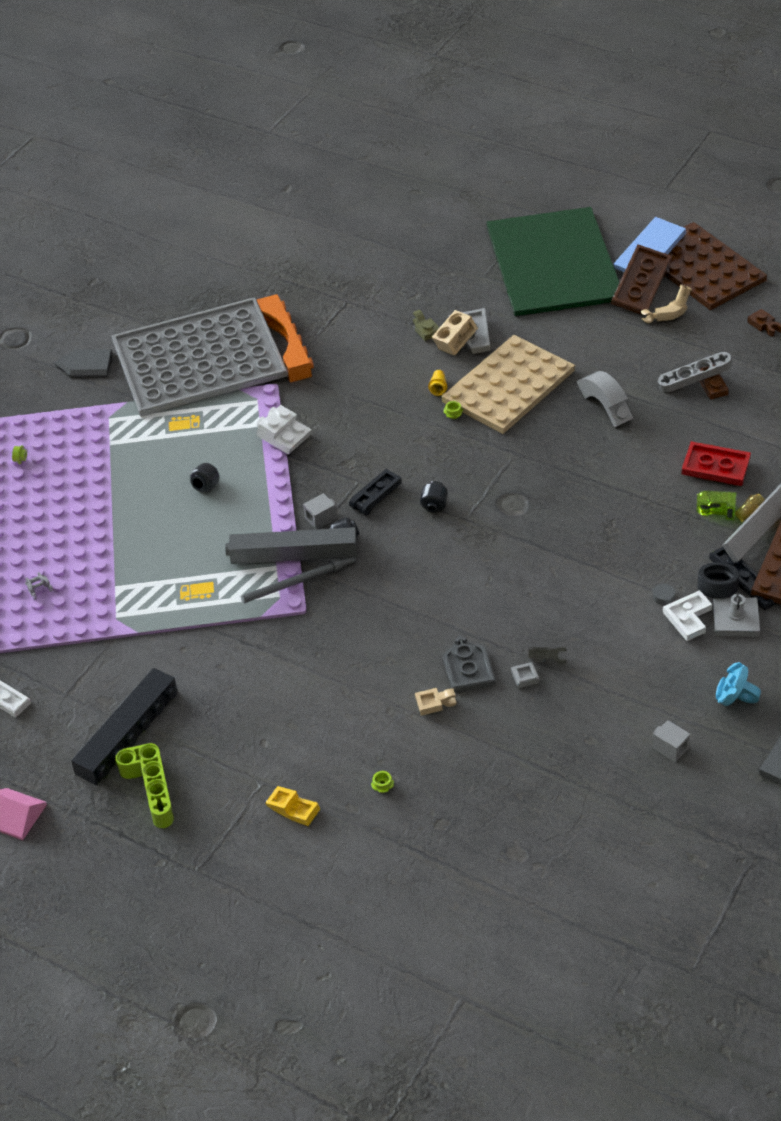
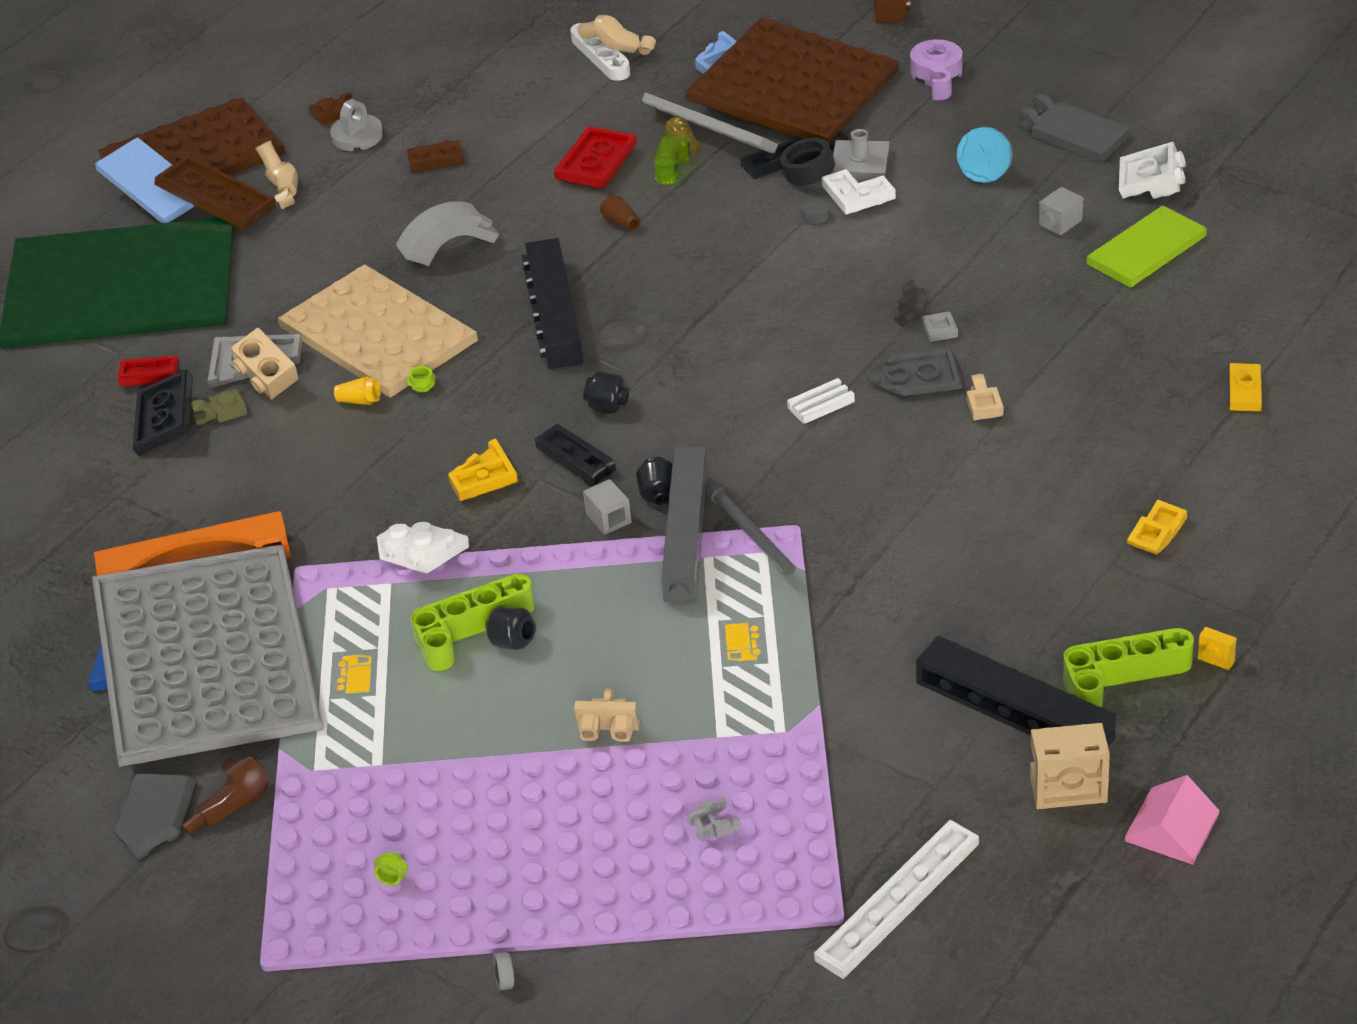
camera: 85 degrees left, 5 degrees down
(51, 747) = (1069, 766): none -> tan piece
(93, 388) = (244, 785): none -> reddish brown animal
(128, 529) = (606, 714): none -> tan hips
(161, 834) = (1217, 648): none -> yellow plate
(209, 446) = (464, 615): none -> lime beam
(358, 451) = (483, 473): none -> yellow wing
(382, 777) = (1118, 445): lime plate -> none
(414, 301) = (163, 412): none -> black tile
(438, 610) = (820, 401): none -> white tile
(455, 864) = (1245, 387): none -> yellow plate
(458, 289) = (147, 370): none -> red plate
(534, 461) = (551, 304): none -> black brick
(637, 802) = (1146, 246): none -> lime tile
(647, 482) = (618, 212): none -> reddish brown cone
(696, 373) = (424, 157): light grey beam -> none
(731, 801) = (1153, 171): none -> white plate
(736, 336) = (356, 129): none -> light grey tile

